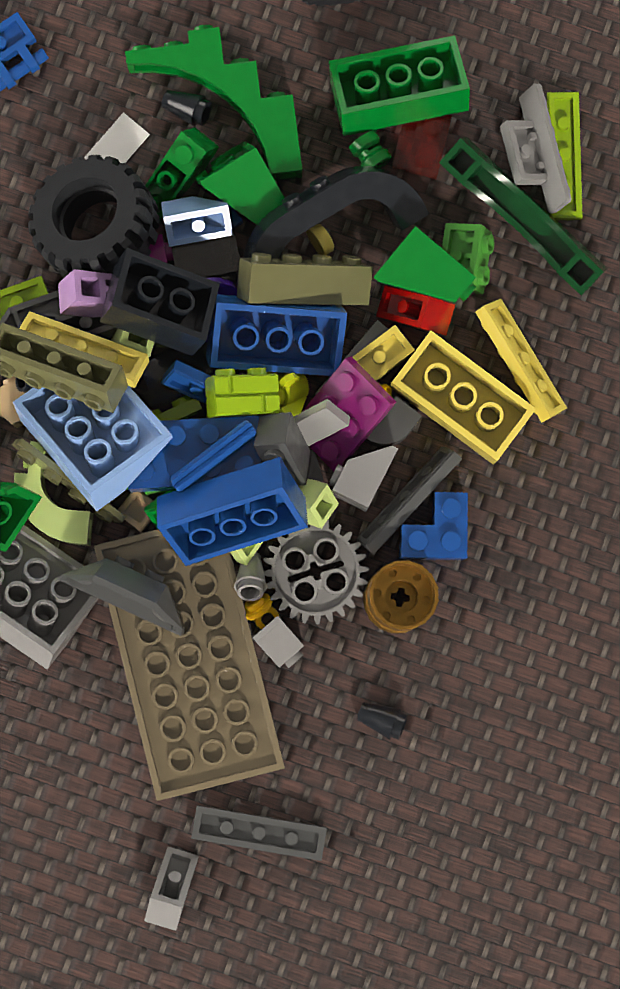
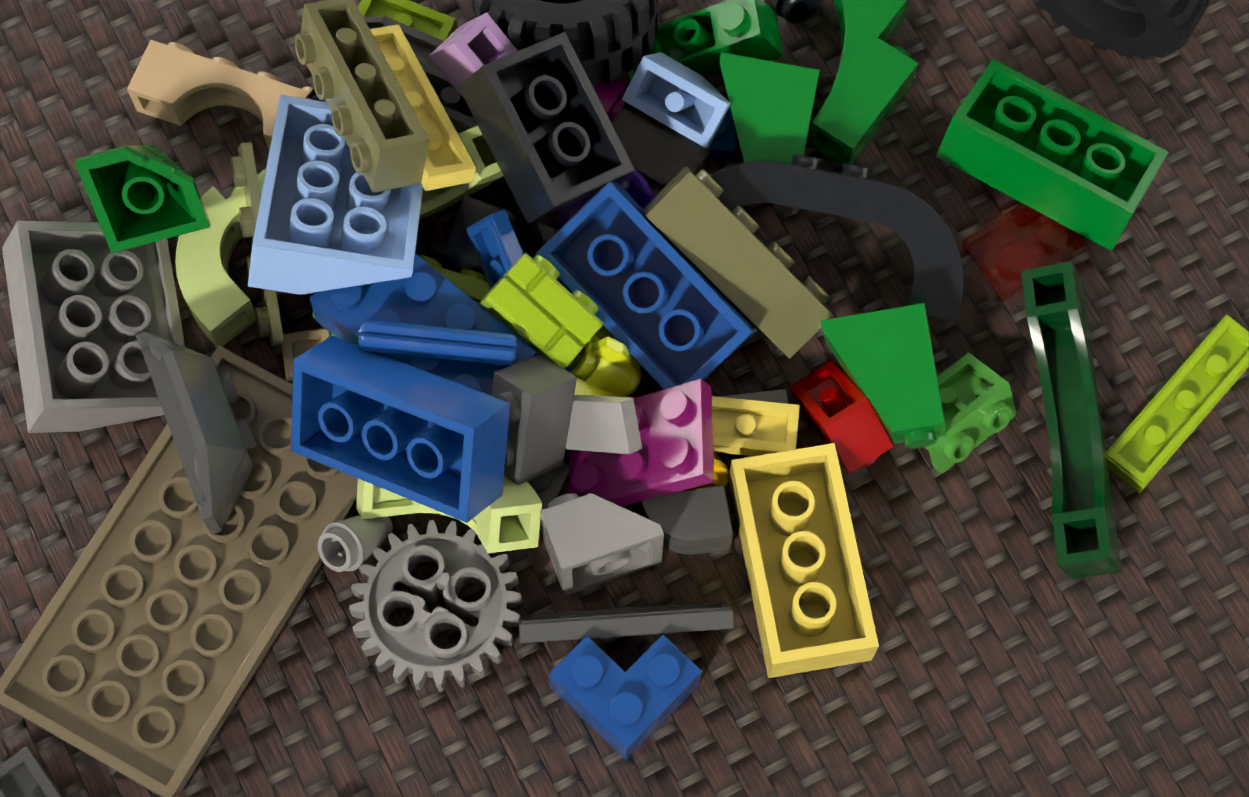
camera: 45 degrees right, 15 degrees down
(256, 609) = (329, 584): yellow plate -> none
(279, 643) = (310, 640): light grey slope -> none
(320, 239) = (804, 245): light yellow tile -> none
(370, 151) = (952, 197): green wheel -> none
(414, 584) = (503, 691): pearl gold wheel -> none
(520, 360) = (915, 585): light yellow plate -> none
(534, 150) = (1149, 360): light grey bracket -> none

